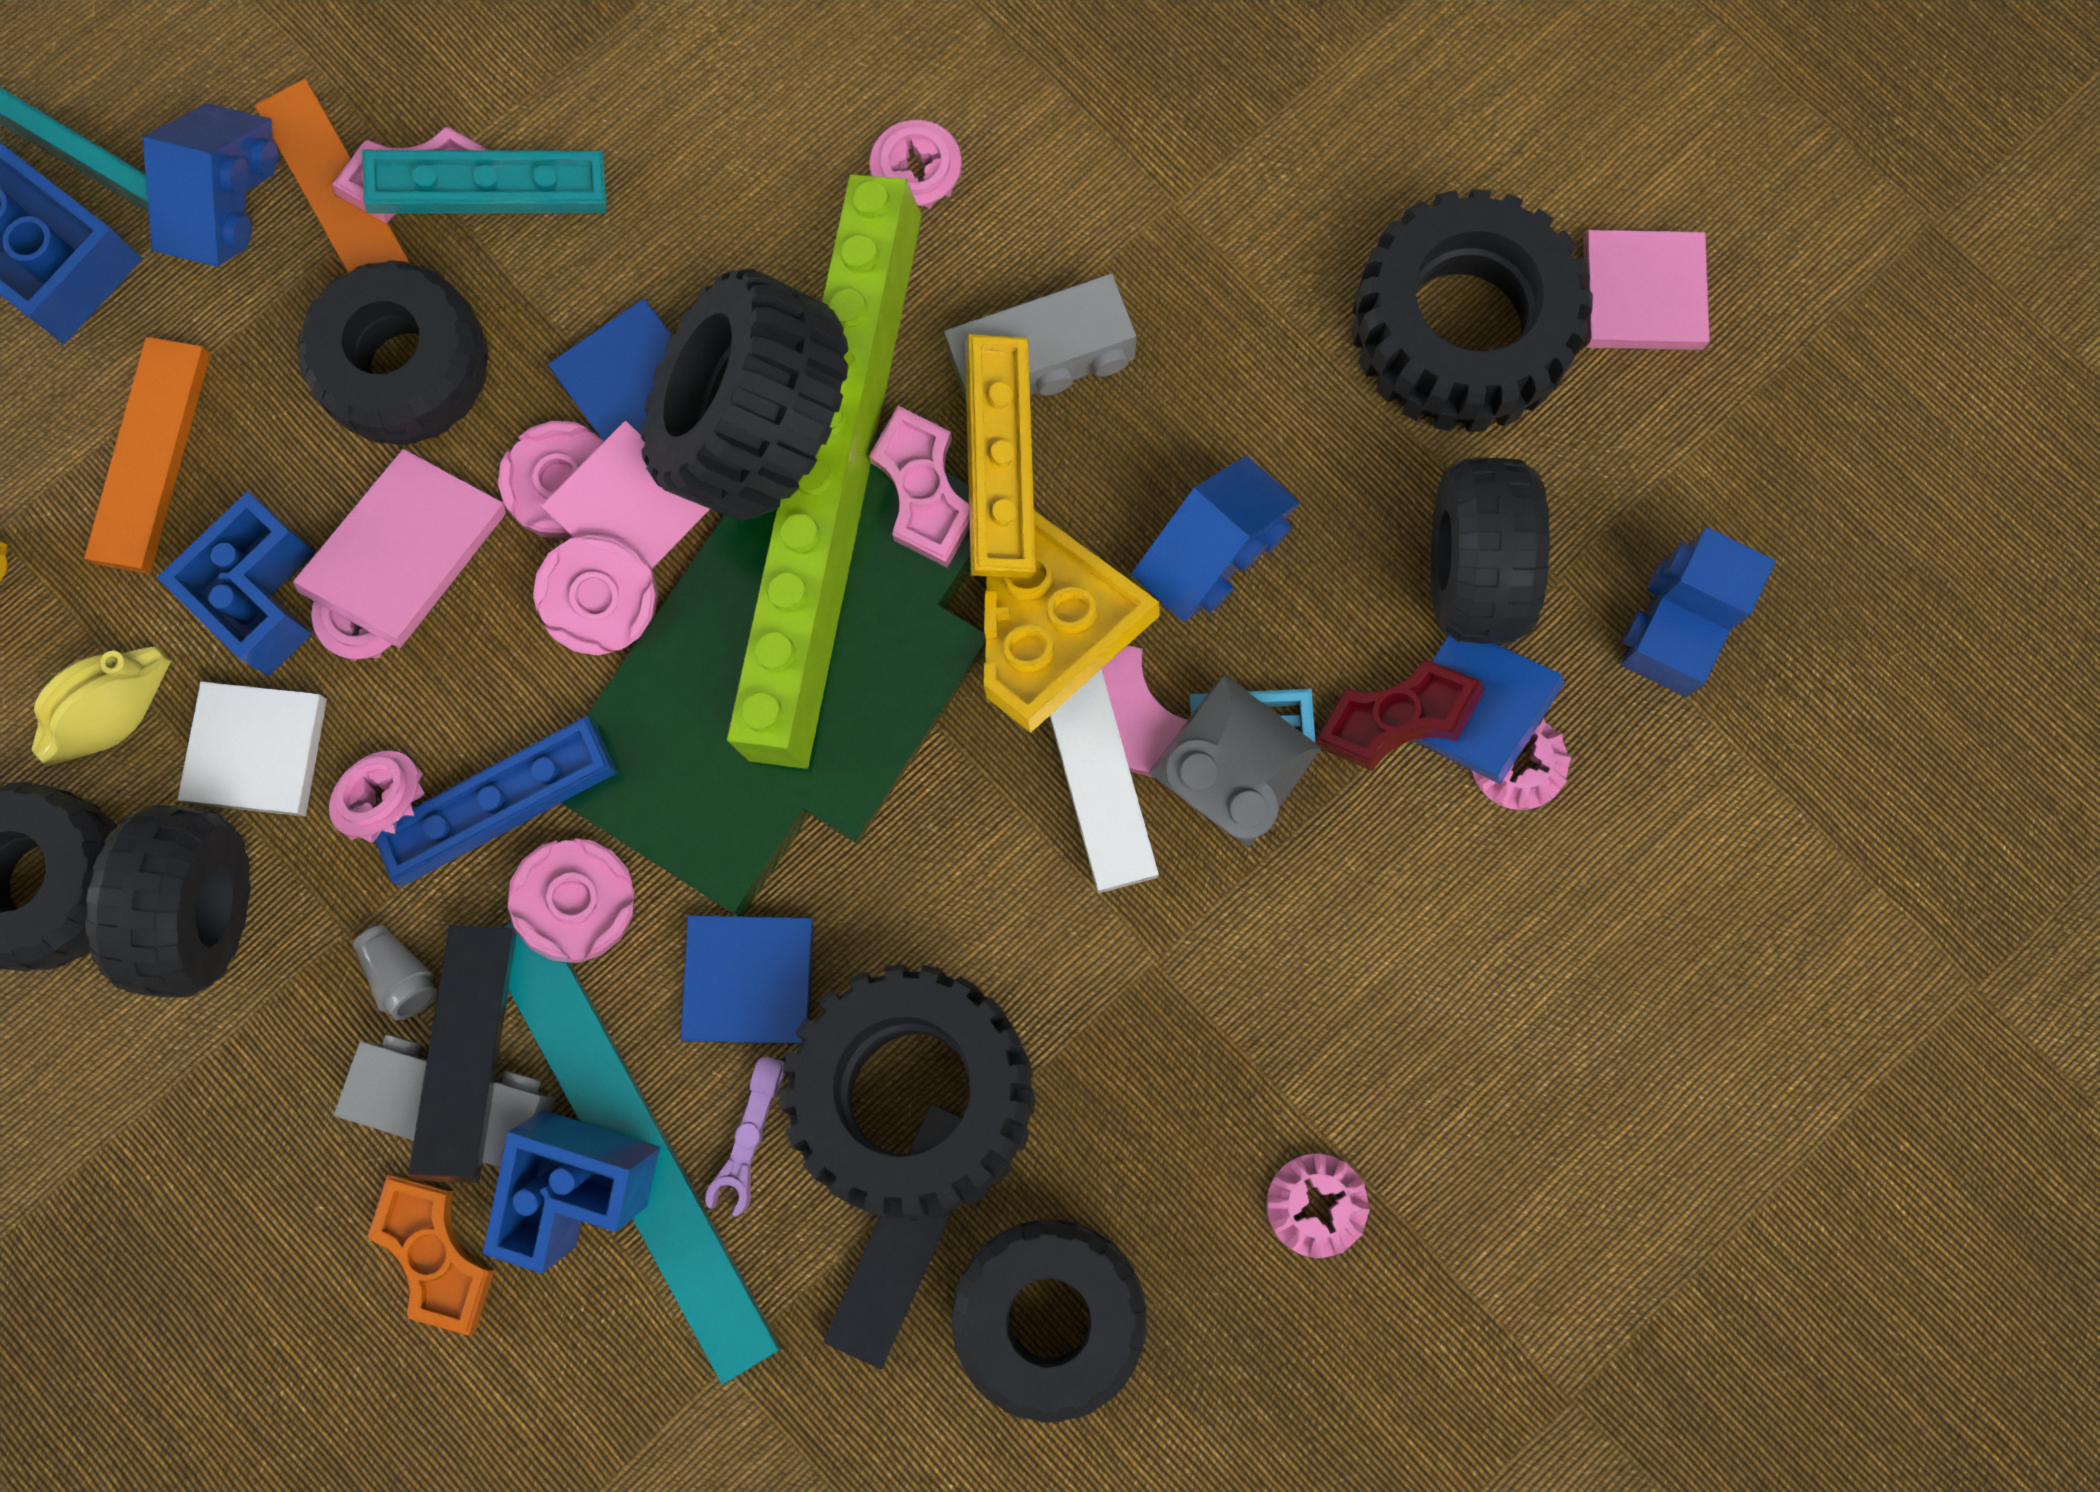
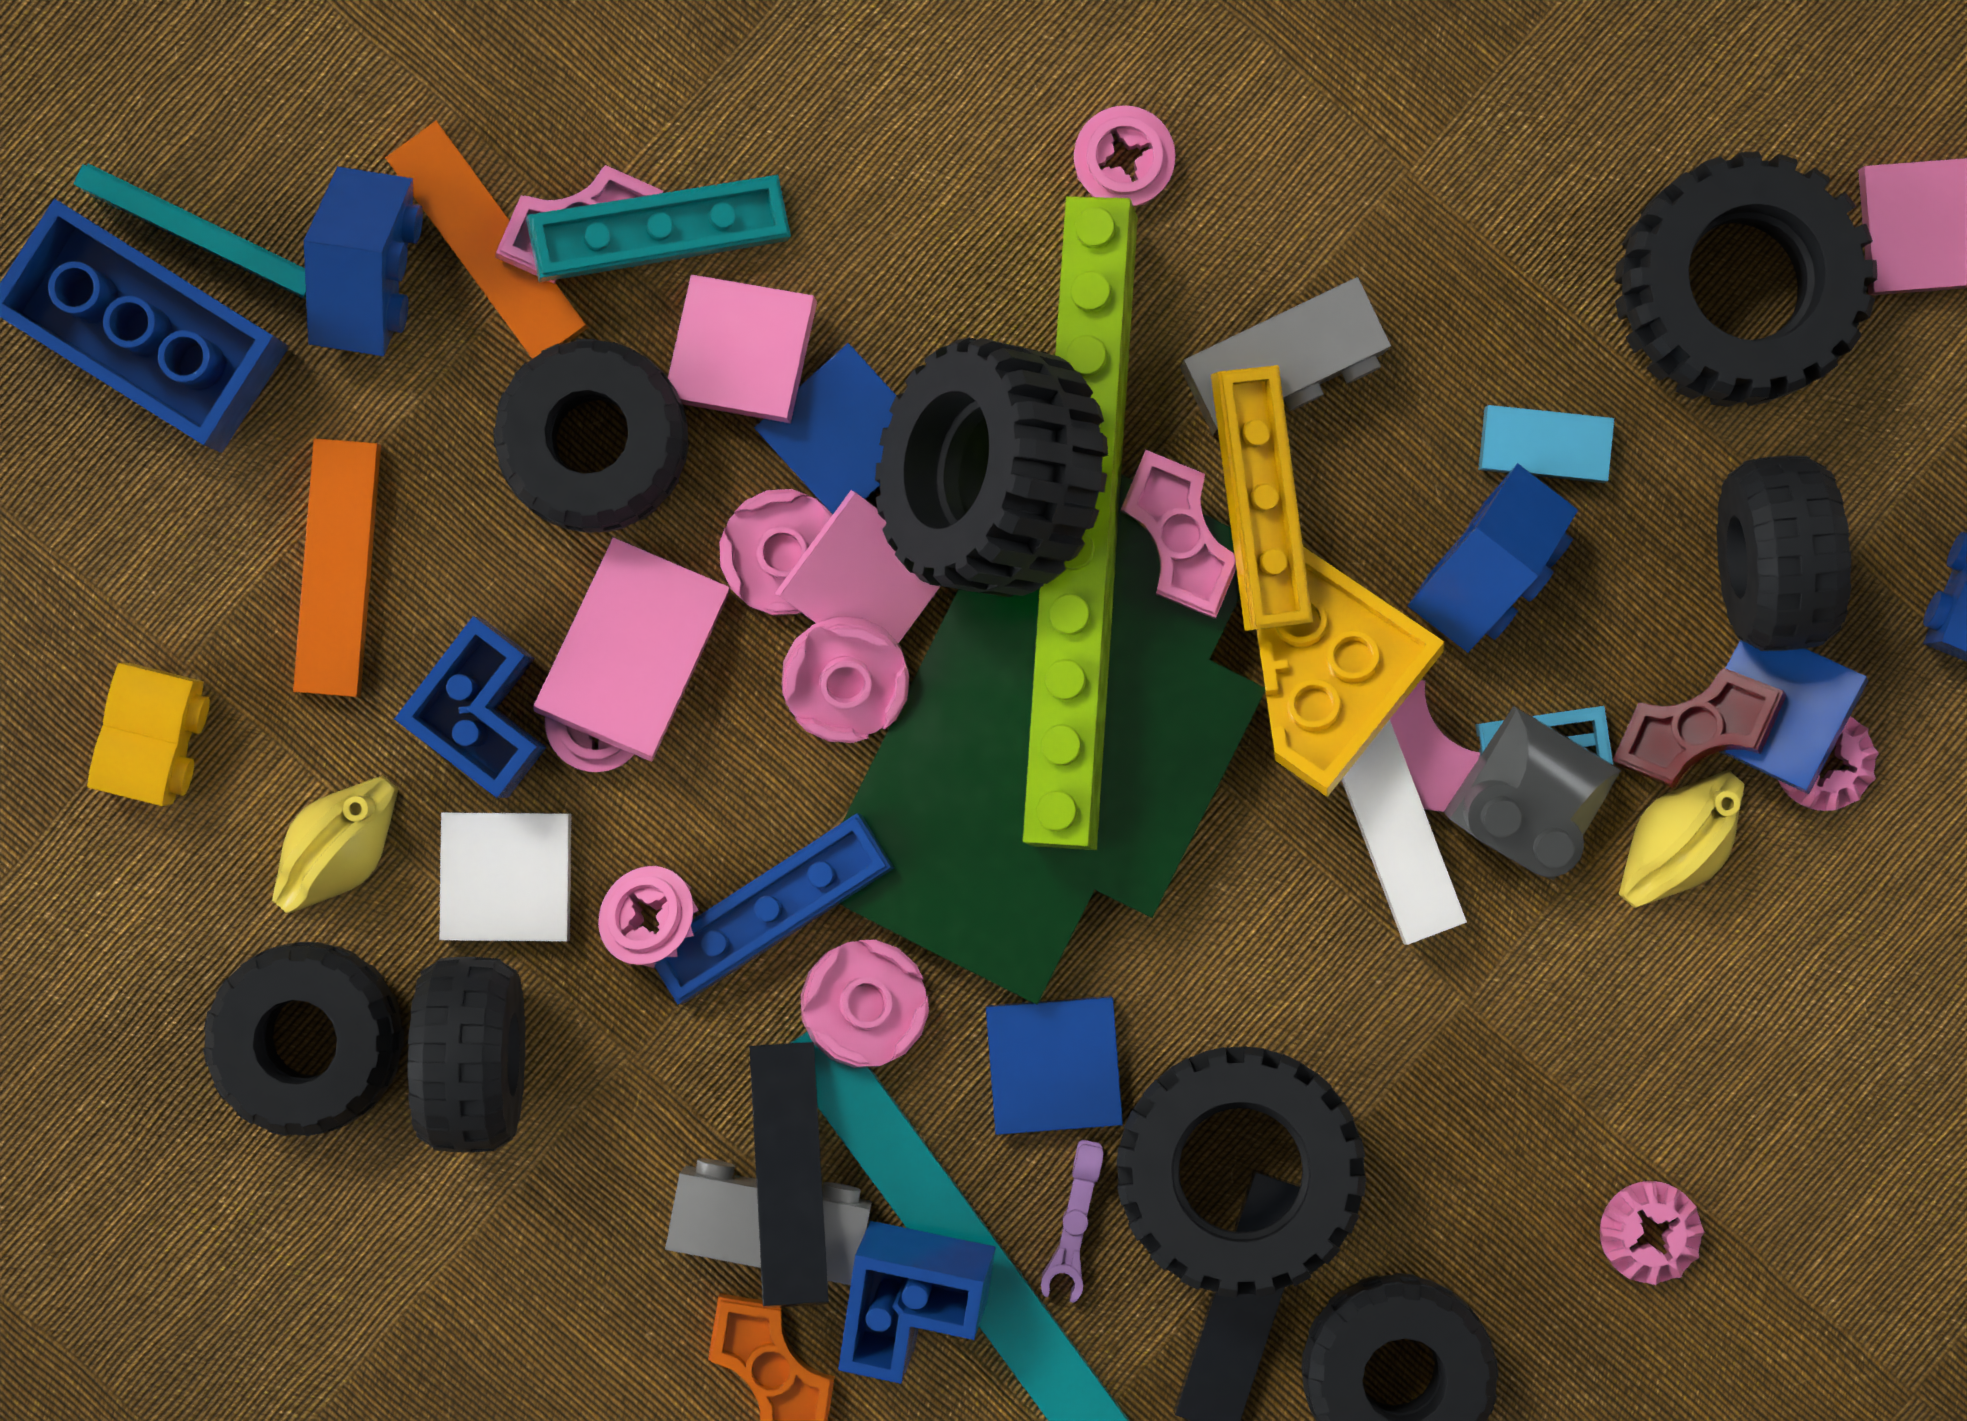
camera: 10 degrees left, 10 degrees up
(394, 974) = (693, 1096): light grey cone -> none
(546, 293) = (741, 348): none -> bright pink tile
(1279, 445) = (1546, 443): none -> medium azure tile
(1377, 824) = (1682, 839): none -> light yellow hat

